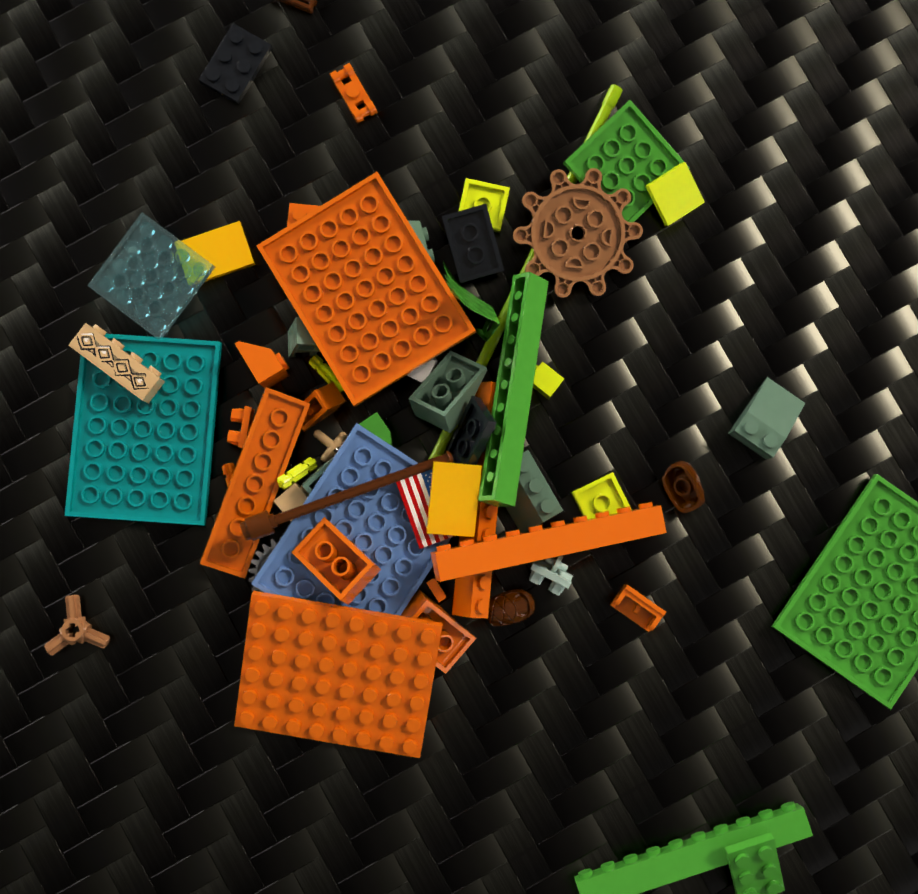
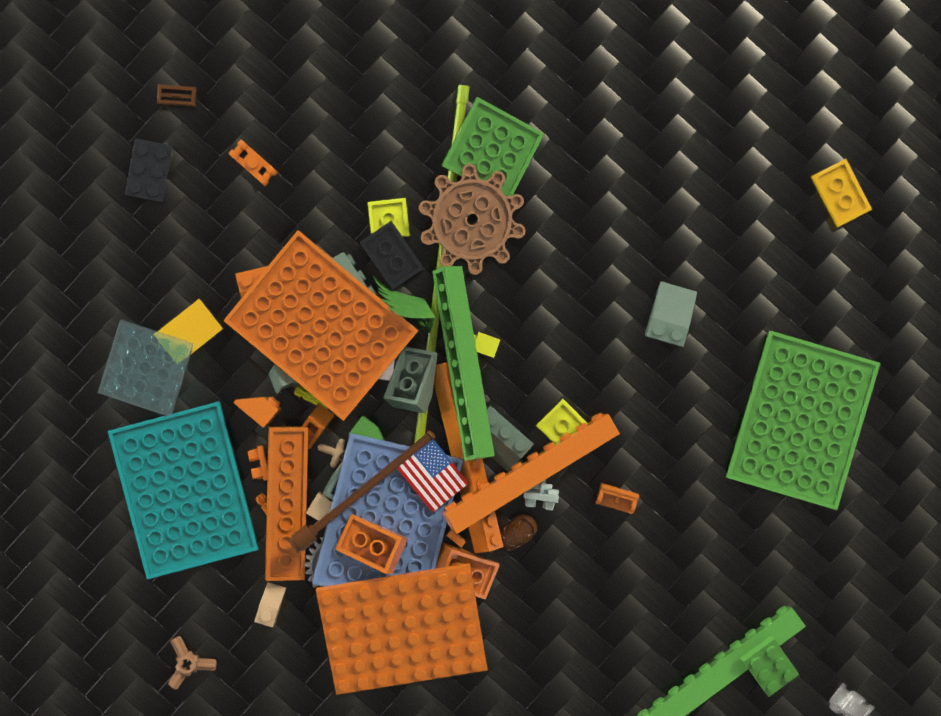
camera: 15 degrees left, 5 degrees up
(117, 363) = (145, 447): tan brick -> none
(195, 594) = (270, 604): none -> tan slope
(297, 473) = (316, 484): neon yellow axle -> none
(453, 499) = (445, 466): yellow tile -> none
(472, 433) = (442, 413): black plate -> none
(675, 194) = (539, 159): neon yellow tile -> none
(683, 487) = (621, 392): reddish brown piece -> none

